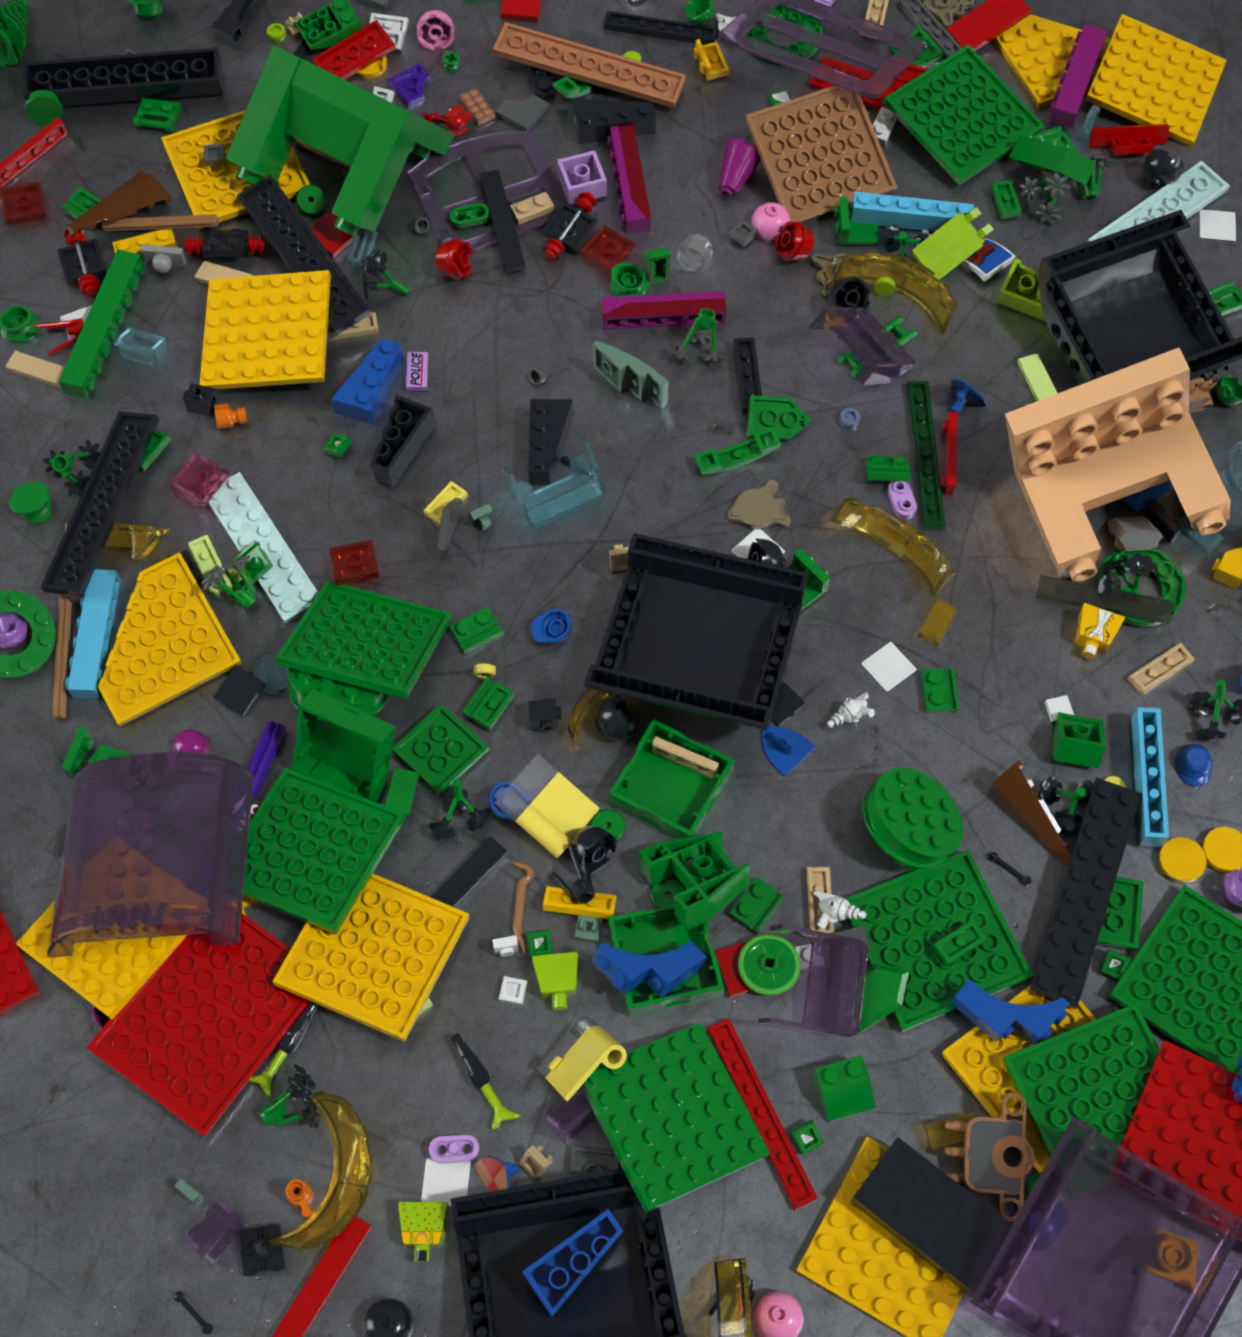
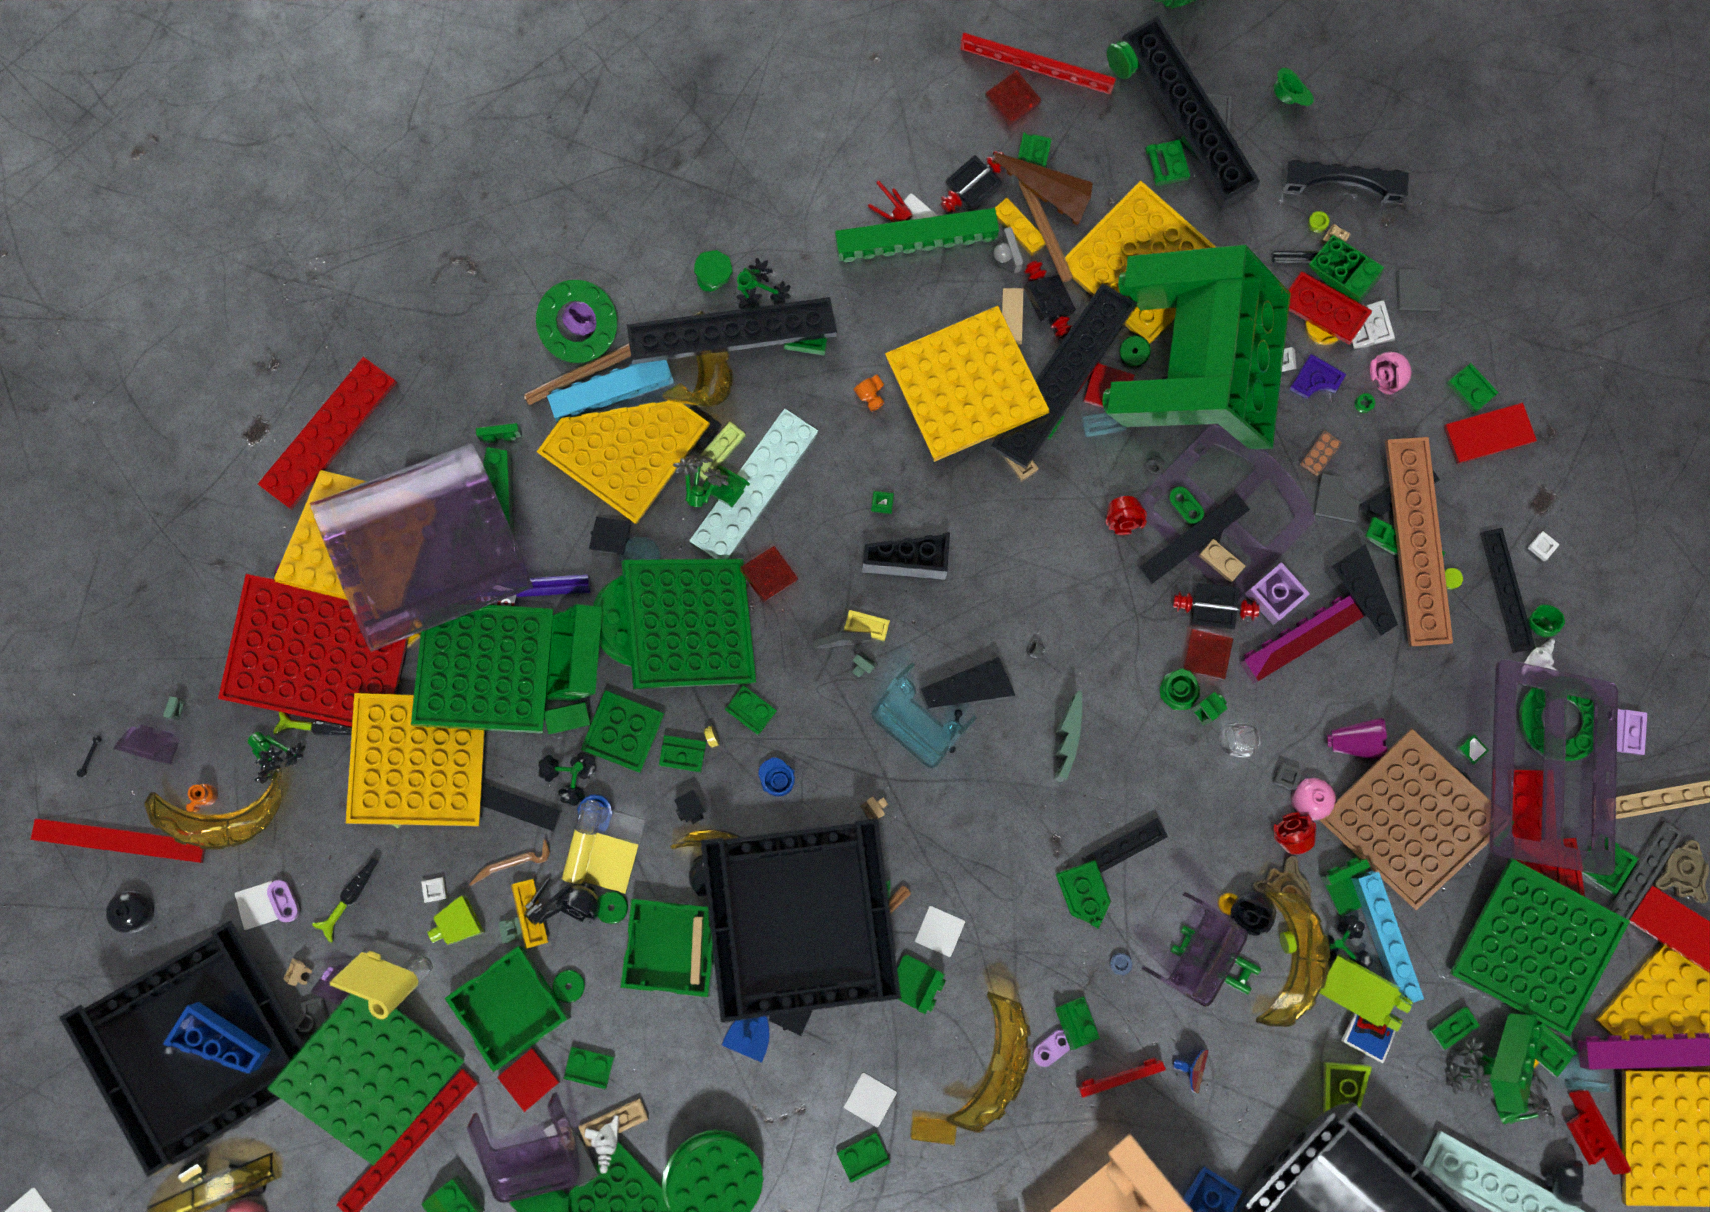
camera: 65 degrees right, 15 degrees up
(18, 324) = (885, 163): green hat -> none
(35, 368) = (847, 201): tan tile -> none
(138, 352) = (902, 295): clear light blue tile -> none
(191, 741) = (543, 521): magenta hair -> none
(198, 480) = (789, 403): clear pink slope -> none
(200, 399) = (875, 360): black brick -> none
(214, 154) = (1140, 240): dark grey plate -> none
(251, 1261) = (156, 774): black piece -> none
(370, 383) = (957, 501): blue wedge -> none
(376, 262) = (1080, 450): black plant -> none
(417, 371) = (992, 536): lavender tile -> none
(423, 1226) = (212, 904): lime torso -> none
(453, 119) = (1289, 441): red piece -> none
(495, 1172) = (269, 946): shield -> none
(505, 946) = (466, 867): white plate -> none
(539, 942) = (481, 894): green tile -> none
(659, 971) = (483, 1013): blue arch -> none
(660, 310) = (1161, 736): magenta brick -> none
(700, 331) = (1153, 785): plant -> none
(702, 869) = (589, 1011): green wedge -> none
(710, 60) = (1483, 662): yellow bracket -> none
(738, 454) = (1032, 872): green slope -> none
(760, 508) = (983, 916): dark tan tile -> none
(766, 552) = (924, 945): black cylinder -> none
(766, 979) = (519, 1105): green wheel -> none
(806, 1137) = (399, 1191): green tile -> none
(851, 711) = (807, 1083): white piece -> none
(884, 125) = (1486, 866): white plate -> none
(925, 456) = (1112, 1053): dark green tile -> none
(1036, 377) = (1245, 1138): yellowish green tile -> none

